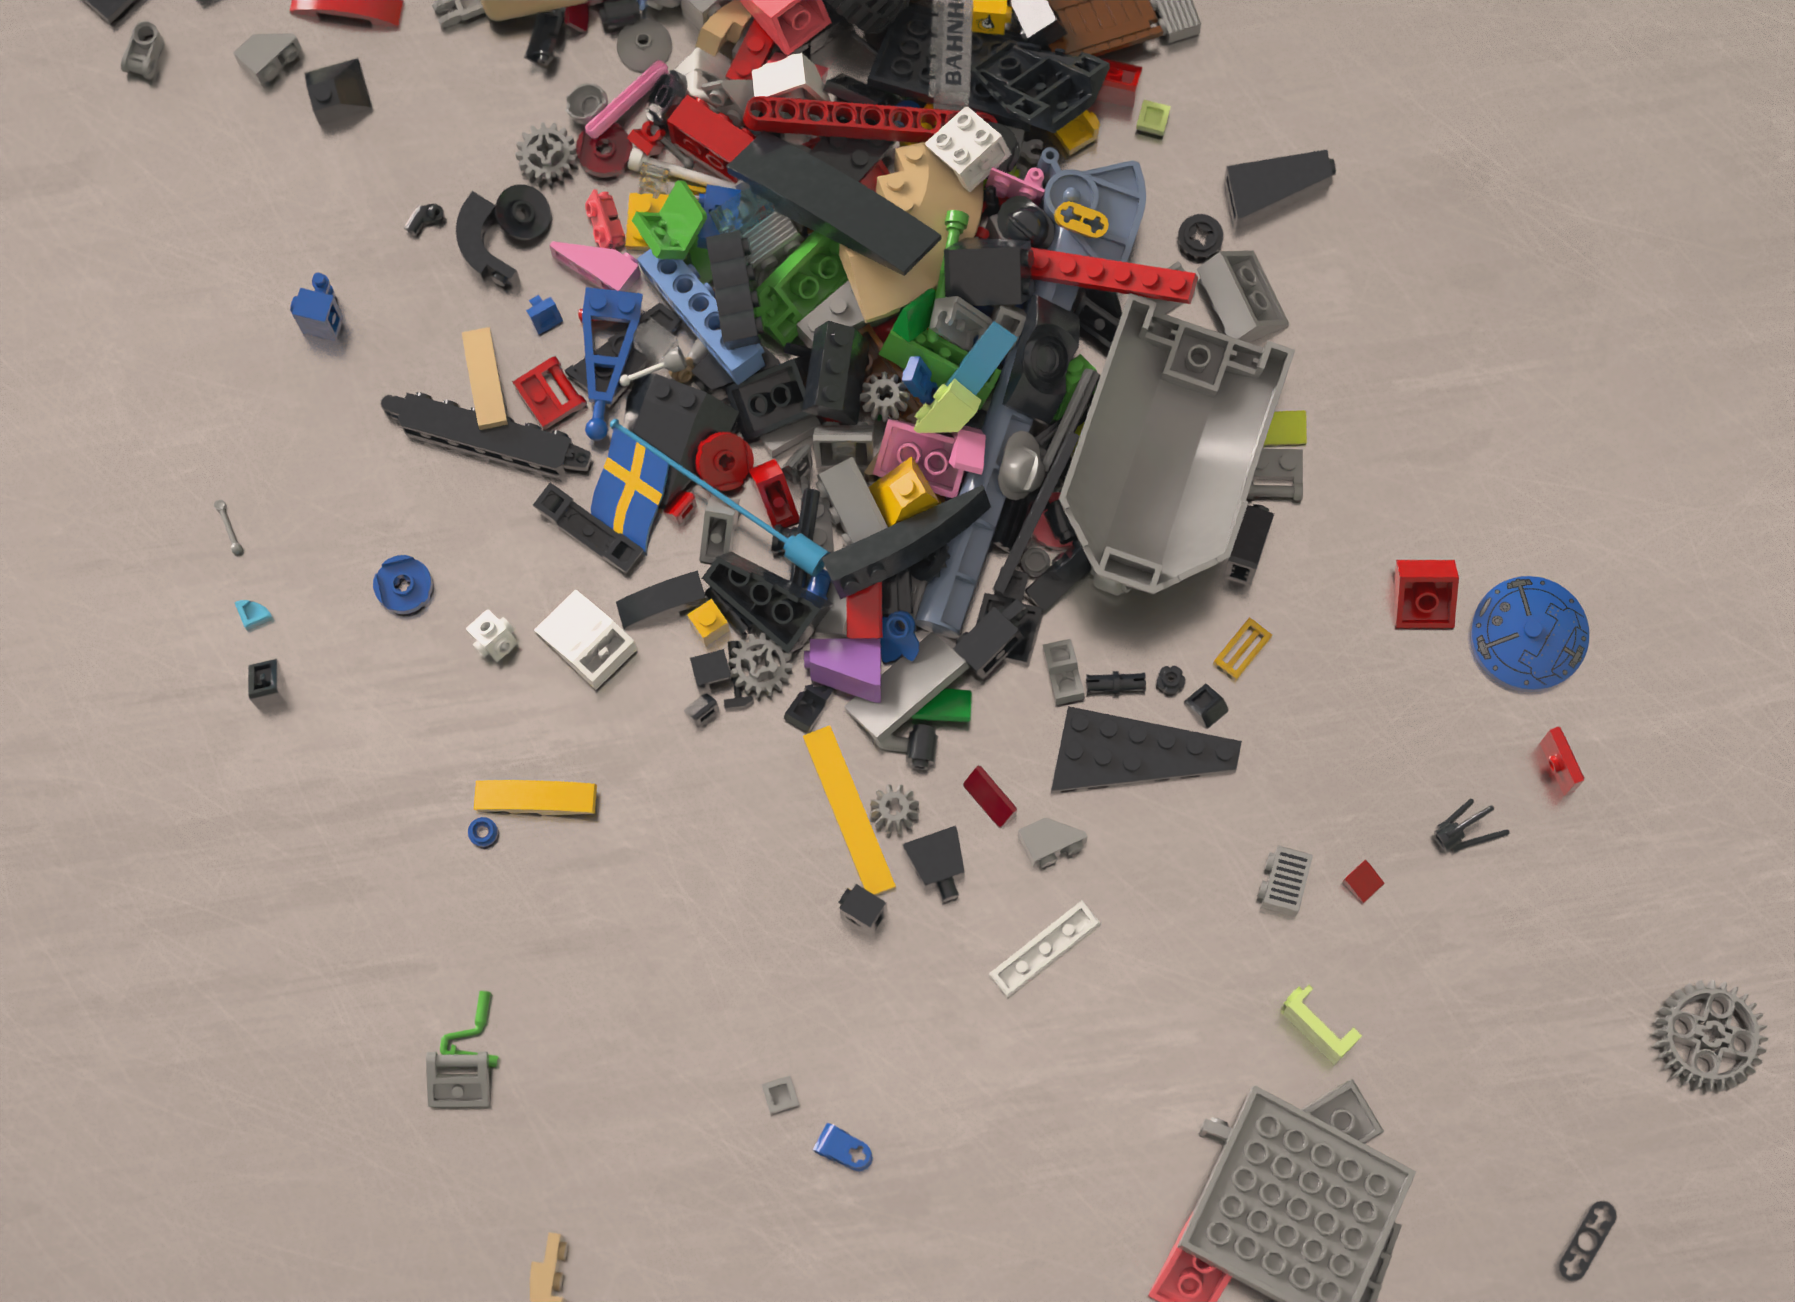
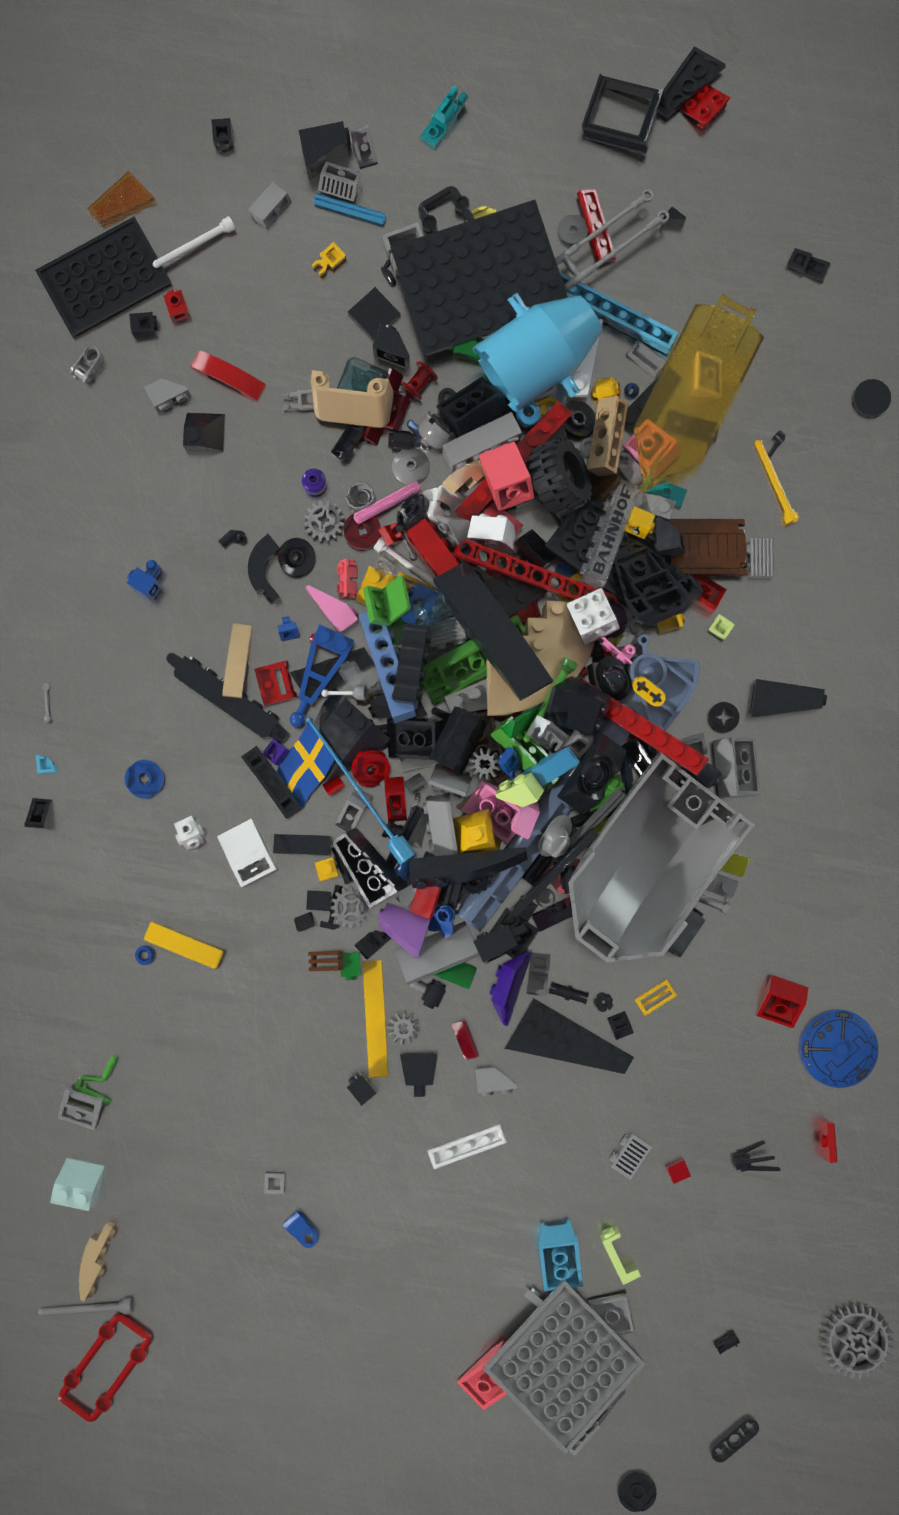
camera: 15 degrees right, 10 degrees up
(489, 1190) = (78, 1184): none -> light aqua slope
(514, 104) = (316, 487): none -> dark purple head
(580, 485) = (275, 751): none -> dark purple plate
(732, 758) = (314, 961): none -> reddish brown tile
(787, 745) = (351, 966): none -> green brick
(1026, 696) = (509, 985): none -> dark purple wedge
(1090, 351) = (626, 774): none -> dark blue axle
(1202, 311) = (708, 776): none -> black slope
(1235, 1055) = (559, 1256): none -> medium azure piece
(1524, 1103) = (728, 1342): none -> black pin

